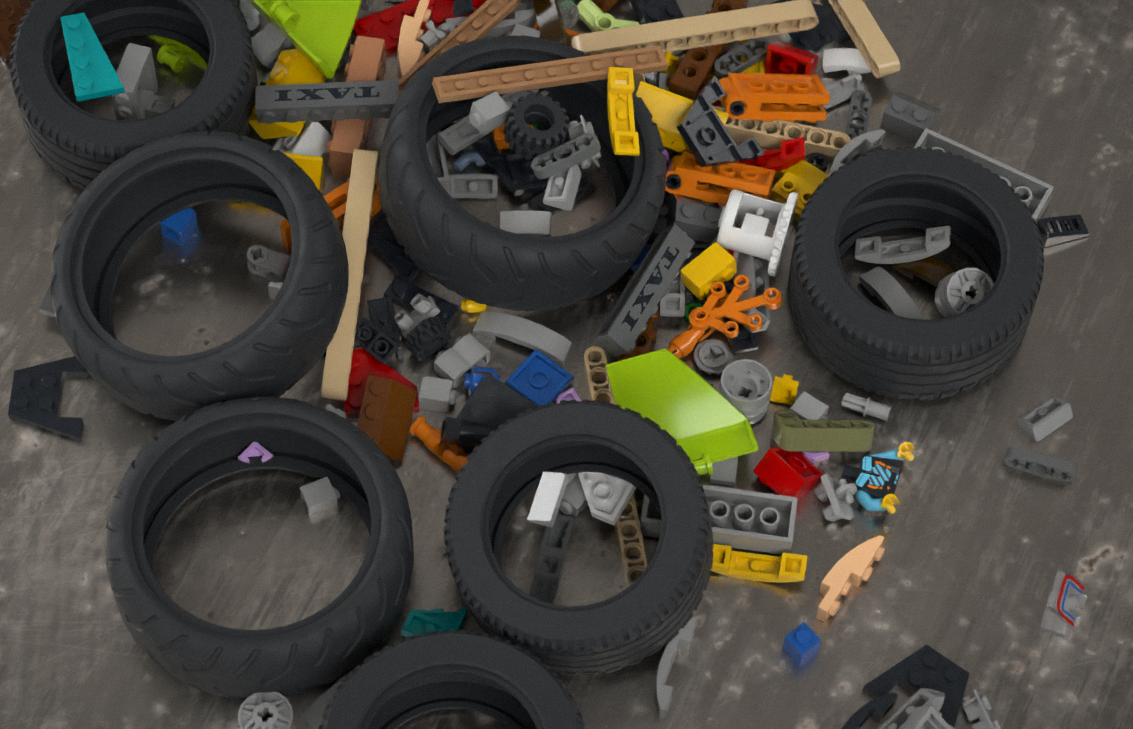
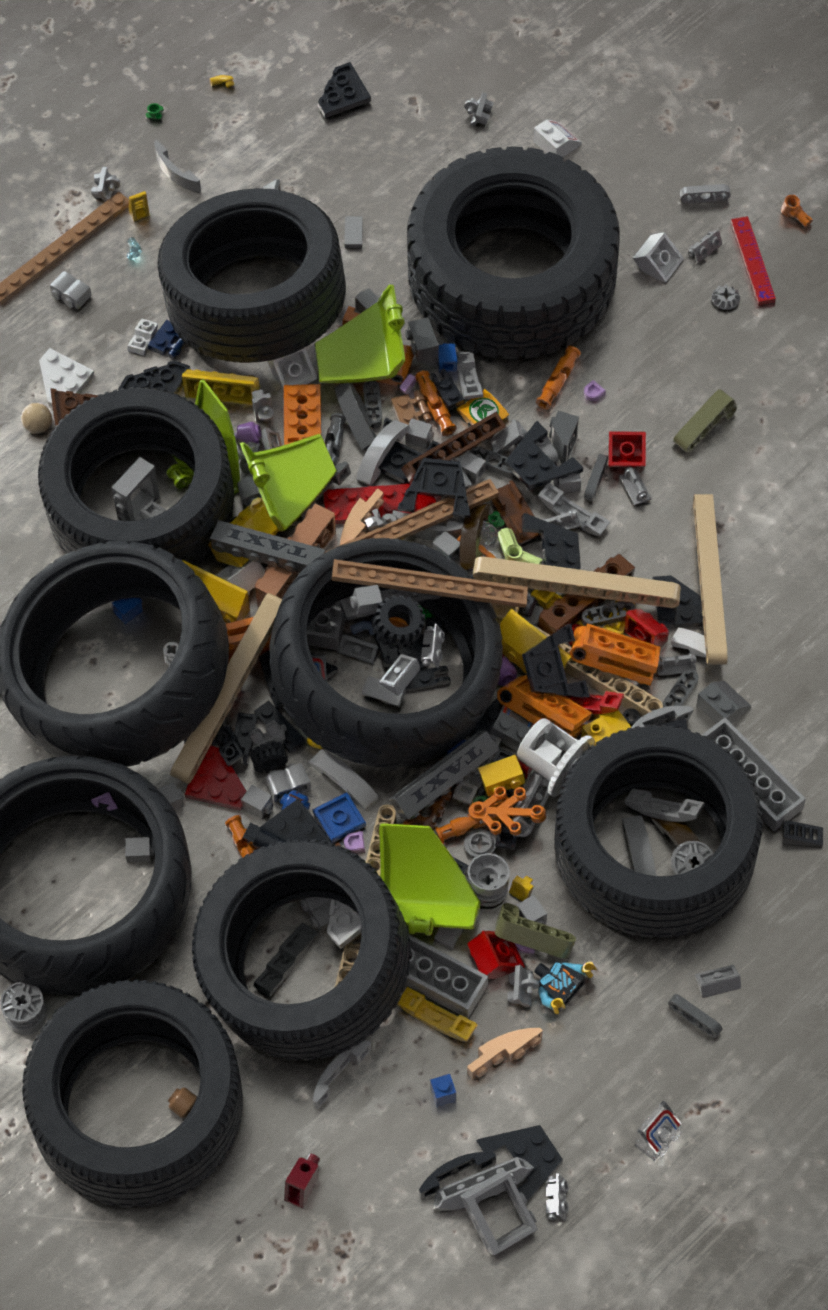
camera: 25 degrees right, 0 degrees up
(89, 64) = (97, 463): teal wing -> none
(387, 415) = (209, 808): reddish brown slope -> none
(423, 621) = (176, 975): teal wing -> none
(548, 498) = (279, 912): slope -> none
(586, 144) = (392, 655): dark grey beam -> none
(621, 111) = (473, 630): yellow slope -> none
(866, 406) = (580, 923): light grey axle -> none

